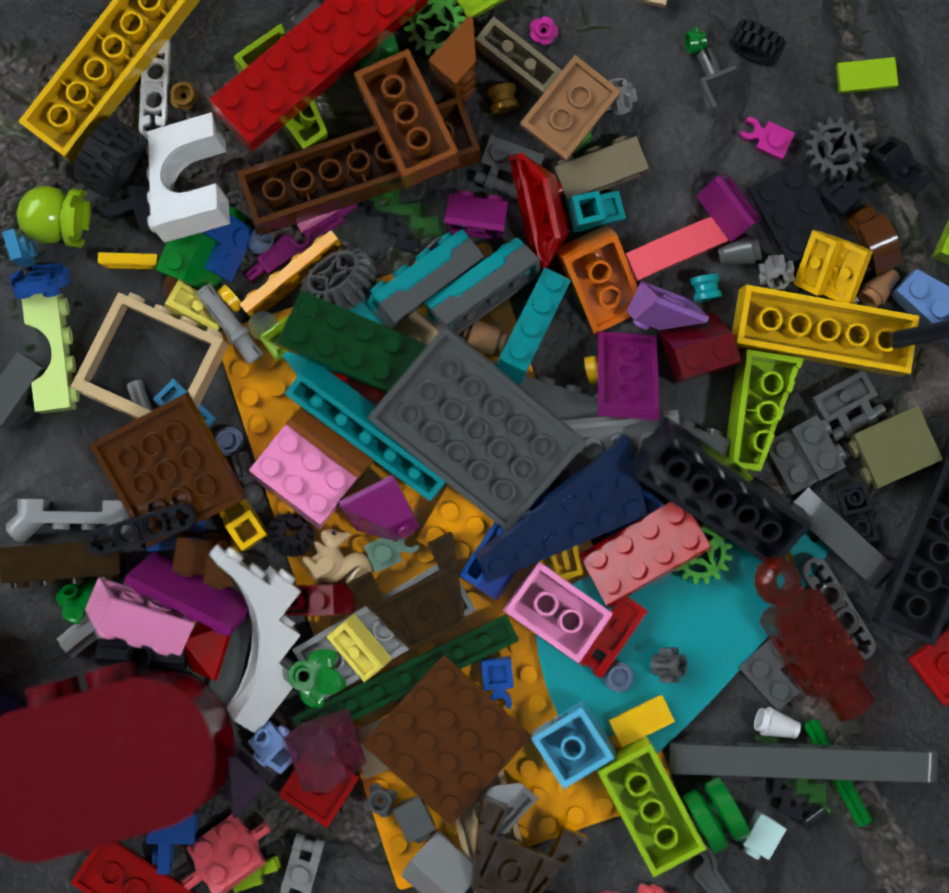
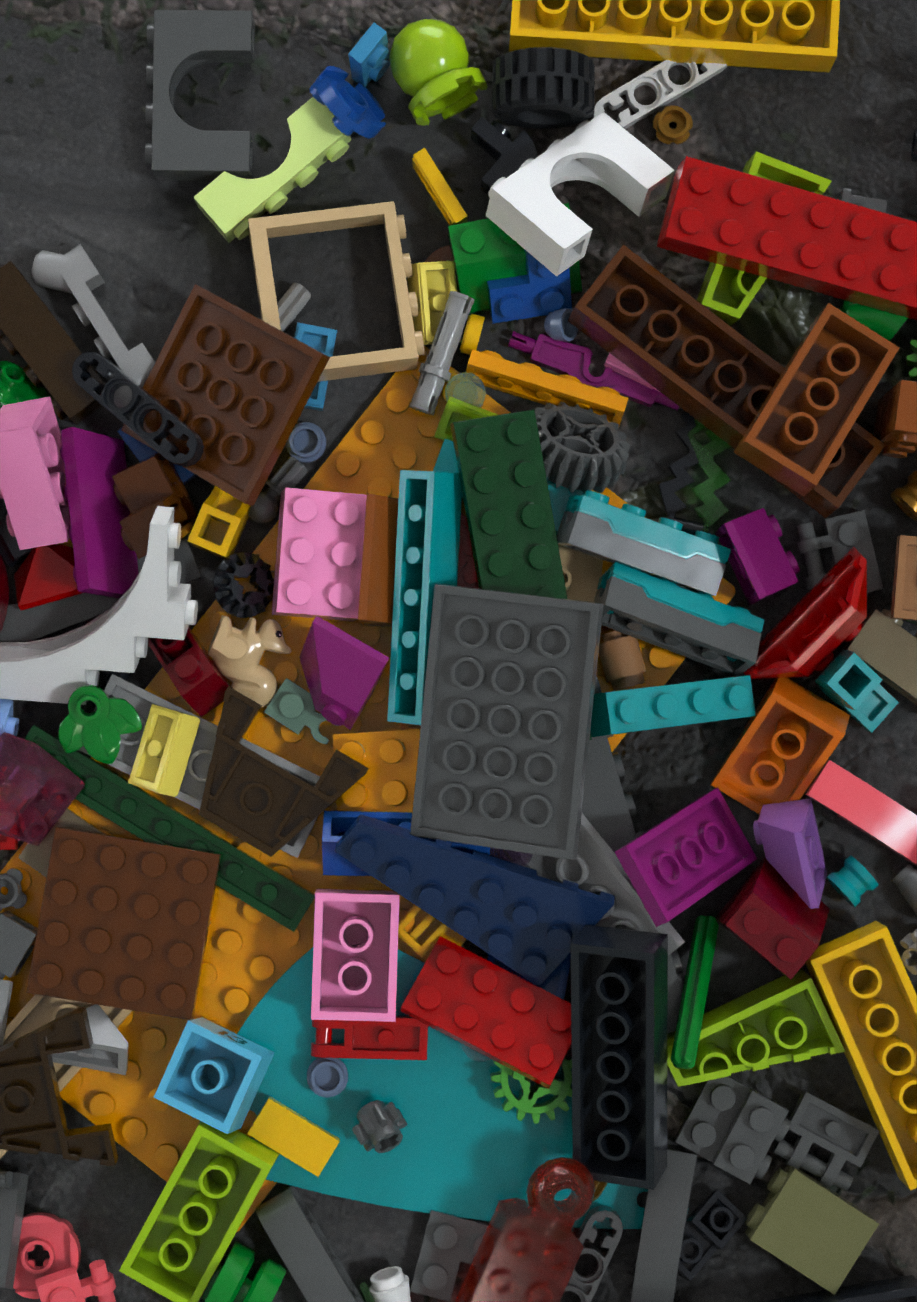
camera: 60 degrees right, 0 degrees up
(498, 677) = (235, 935): blue plate -> none
(591, 369) = (666, 808): yellow tile -> none
(711, 424) = (694, 992): none -> green axle

